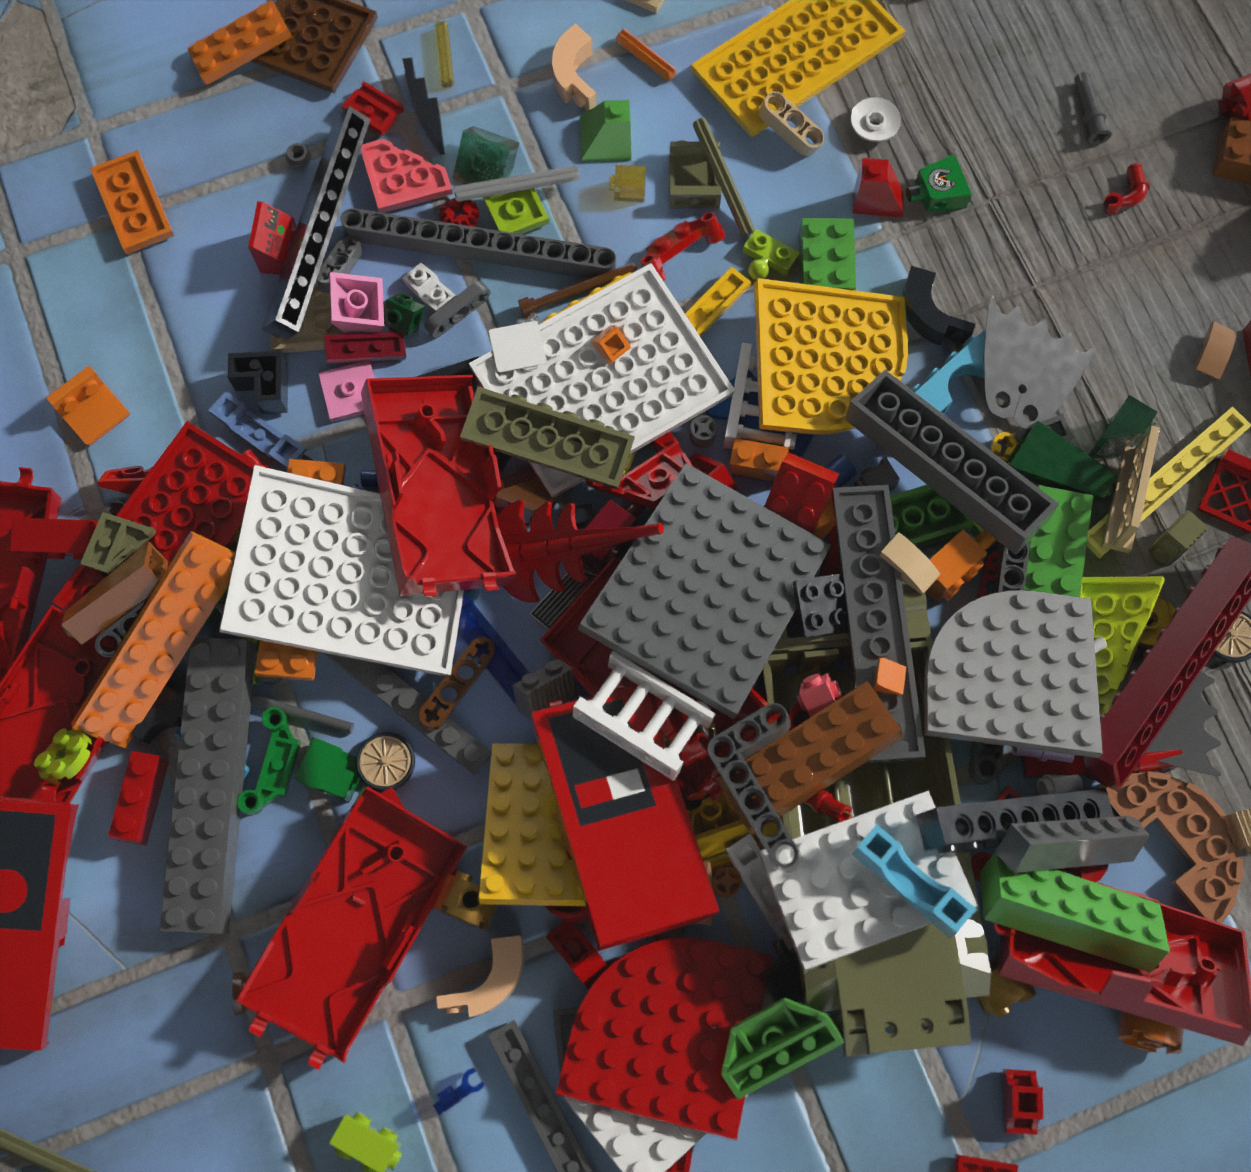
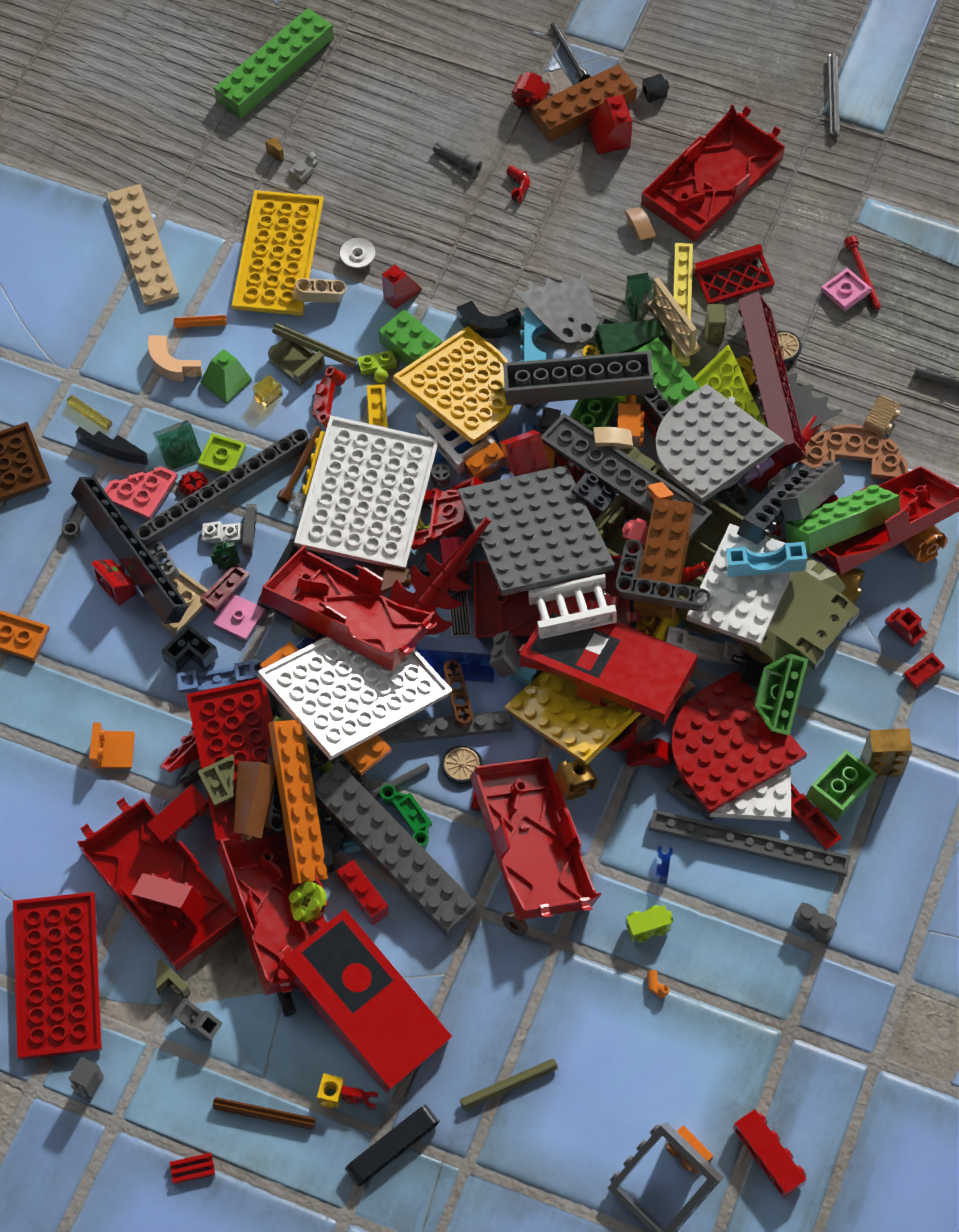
camera: 45 degrees left, 10 degrees down
(328, 770) = (440, 792): green piece -> none
(356, 303) = (200, 567): bright pink slope -> none
(376, 106) = (83, 468): red plate -> none
(503, 979) = (625, 792): light nougat arch -> none
(516, 183) = (210, 440): light grey axle -> none
(517, 346) = (309, 512): white sticker -> none
(547, 437) = (377, 538): olive plate -> none
(611, 343) = (354, 470): orange slope -> none
(941, 186) = (426, 258): green torso -> none

